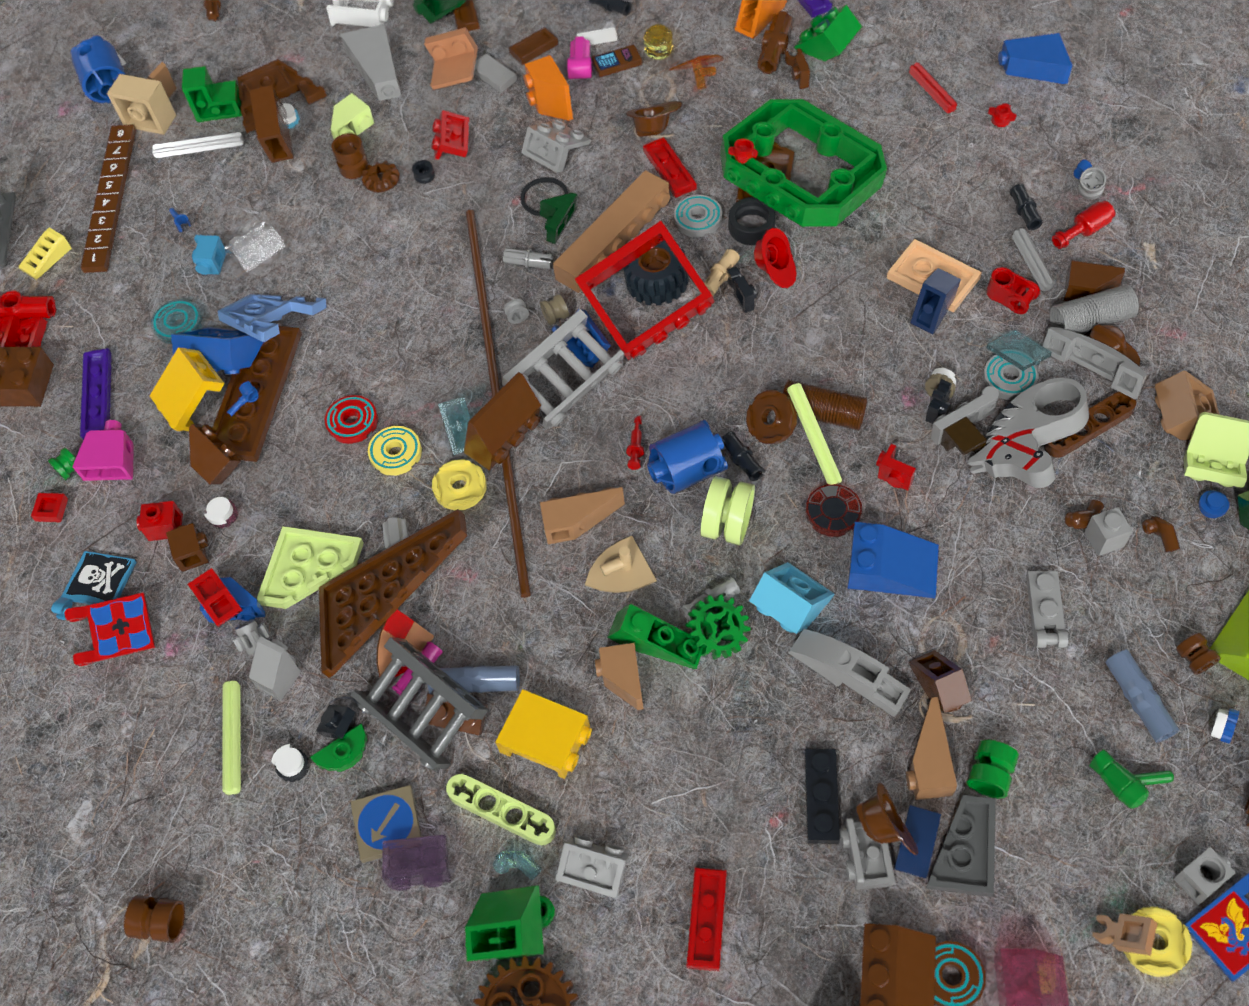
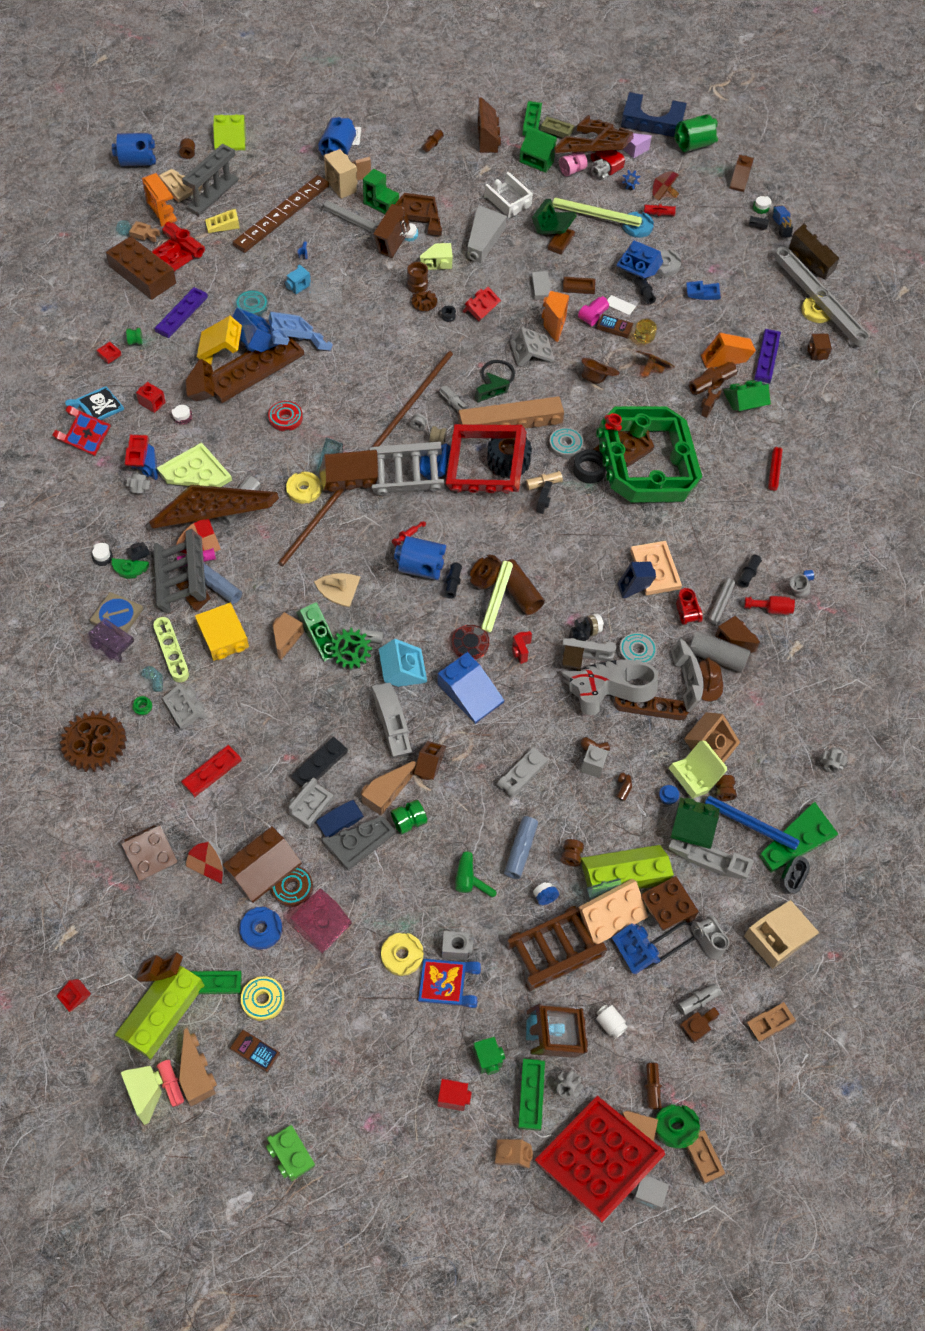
camera: 30 degrees right, 0 degrees up
(105, 454) = (156, 346): dark pink torso -> none
(188, 546) = (150, 419): reddish brown brick -> none
(231, 738) = (88, 522): yellowish green axle -> none
(249, 394) = (247, 365): blue hand -> none
(273, 668) = (131, 504): light grey slope -> none
(394, 437) = (290, 439): light yellow tile -> none
(453, 56) = (527, 261): nougat bracket -> none
(505, 925) = (118, 696): green slope -> none
(572, 516) = (343, 545): medium nougat slope -> none
(669, 167) = (580, 405): red tile -> none
(727, 510) = (412, 598): yellowish green wheel -> none
(775, 258) = (579, 495): red piece -> none
(882, 821) = (330, 793): reddish brown piece -> none
(1002, 115) = (797, 512): red plate -> none
(1019, 350) = (655, 639): clear light blue piece -> none
(1037, 58) = (853, 495): blue slope -> none
(1129, 934) = (389, 935): medium nougat plate -> none

